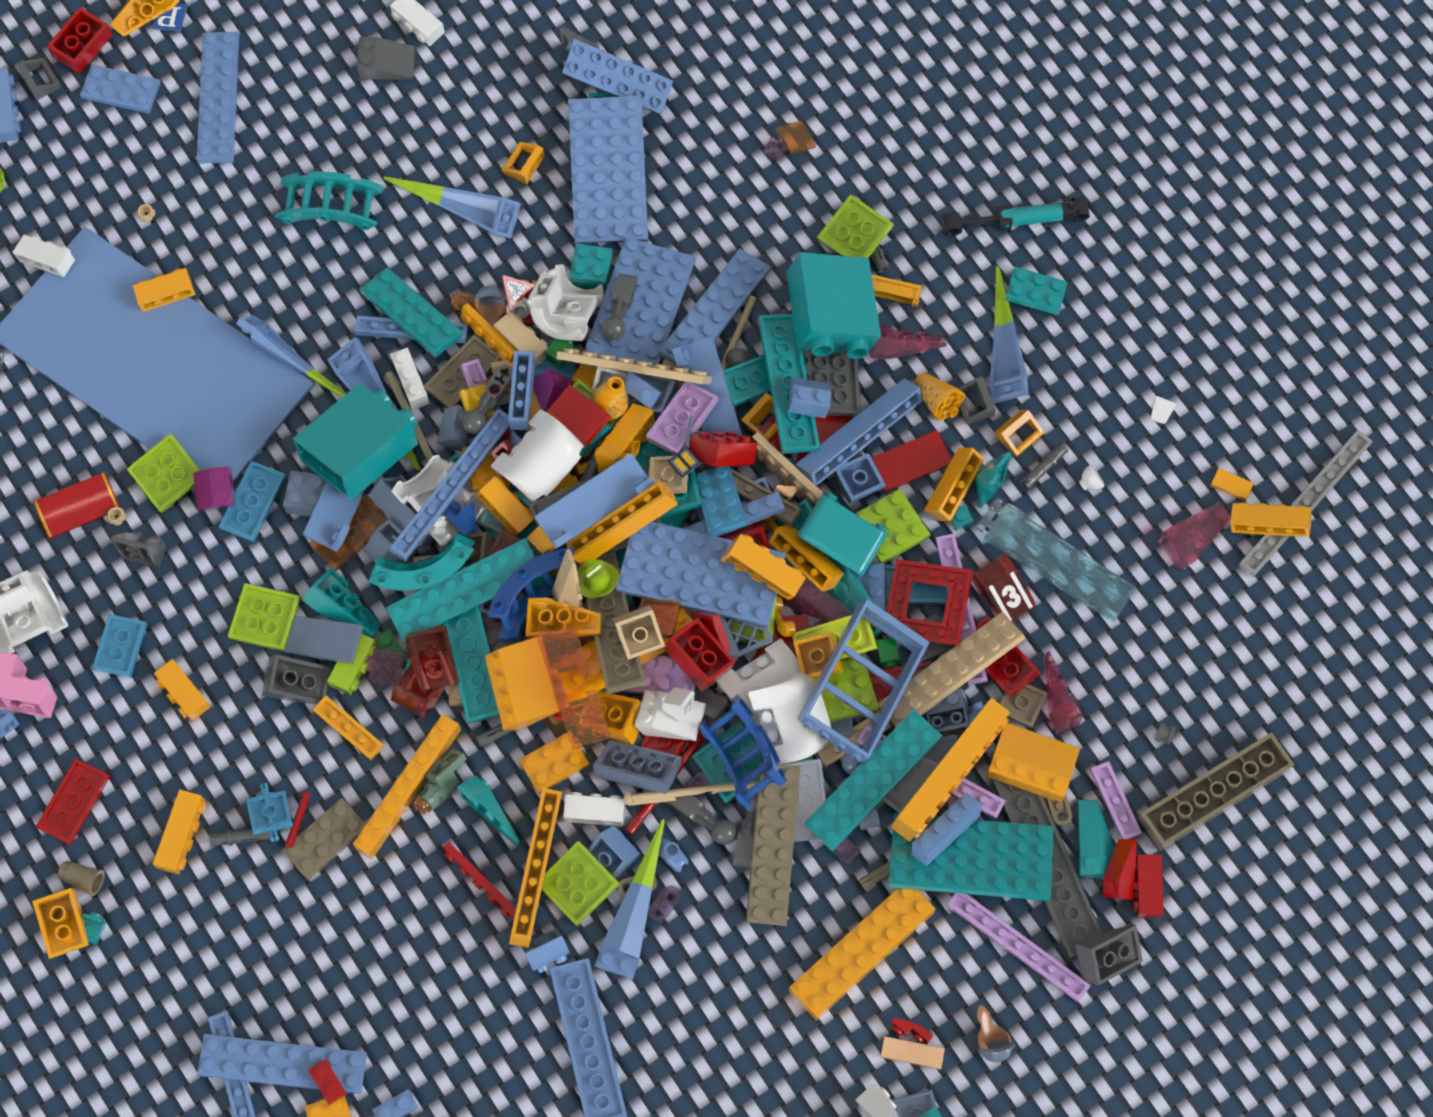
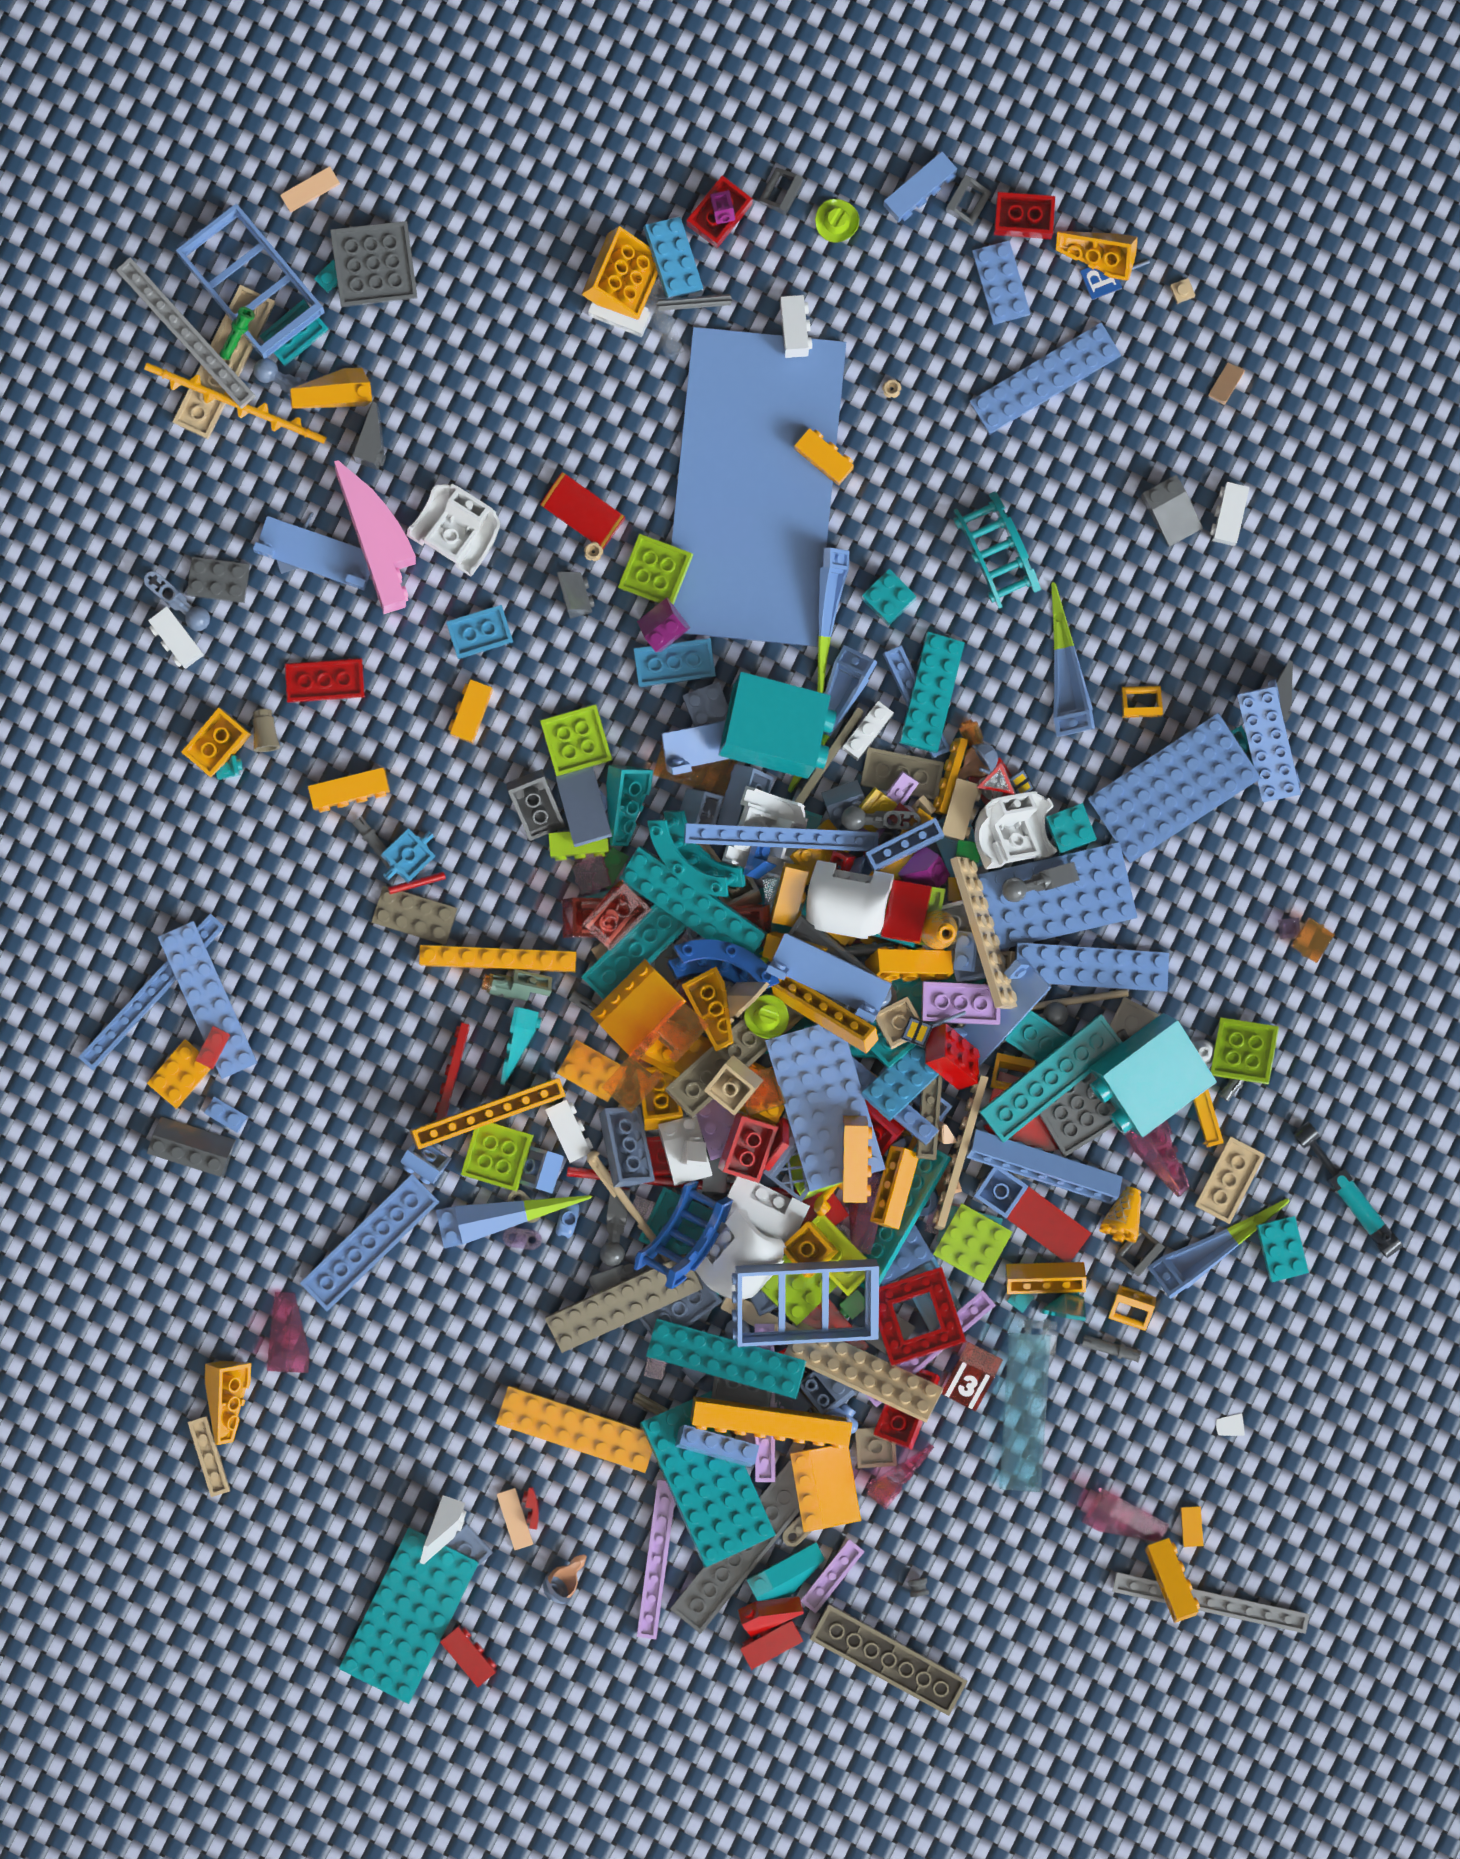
camera: 60 degrees right, 15 degrees up
(311, 304) = (888, 597): none -> teal brick
(348, 727) = (520, 875): light orange plate -> none
(775, 300) = (1131, 1017): none -> dark tan plate
(809, 397) = (1046, 1106): medium blue slope -> none
(842, 534) = (930, 1208): teal windscreen -> none
(955, 301) = (1229, 1180): none -> tan plate
(1091, 479) = (1123, 1398): white brick -> none
(1108, 954) = (690, 1641): dark grey slope -> none

